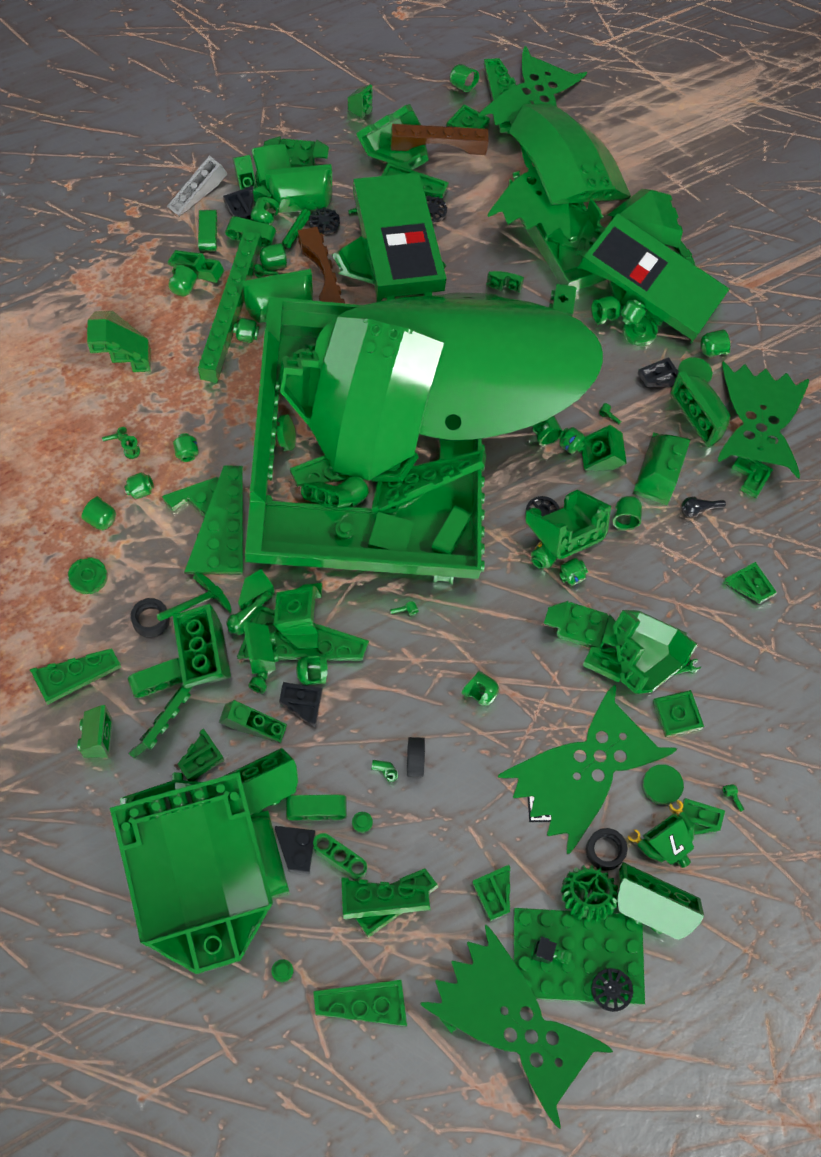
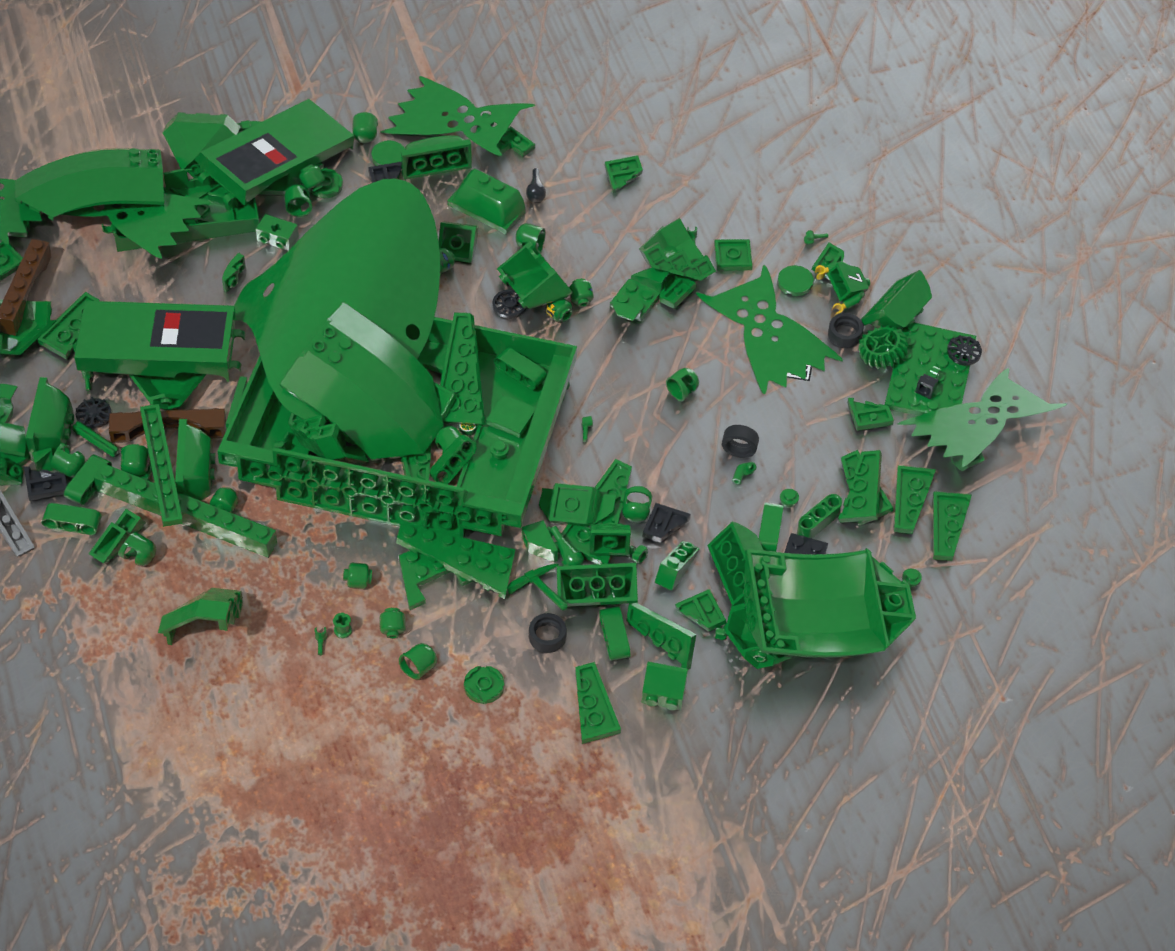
camera: 75 degrees left, 10 degrees down
(262, 268) = (161, 465): none -> green plate
(397, 954) = (911, 492): none -> green wing

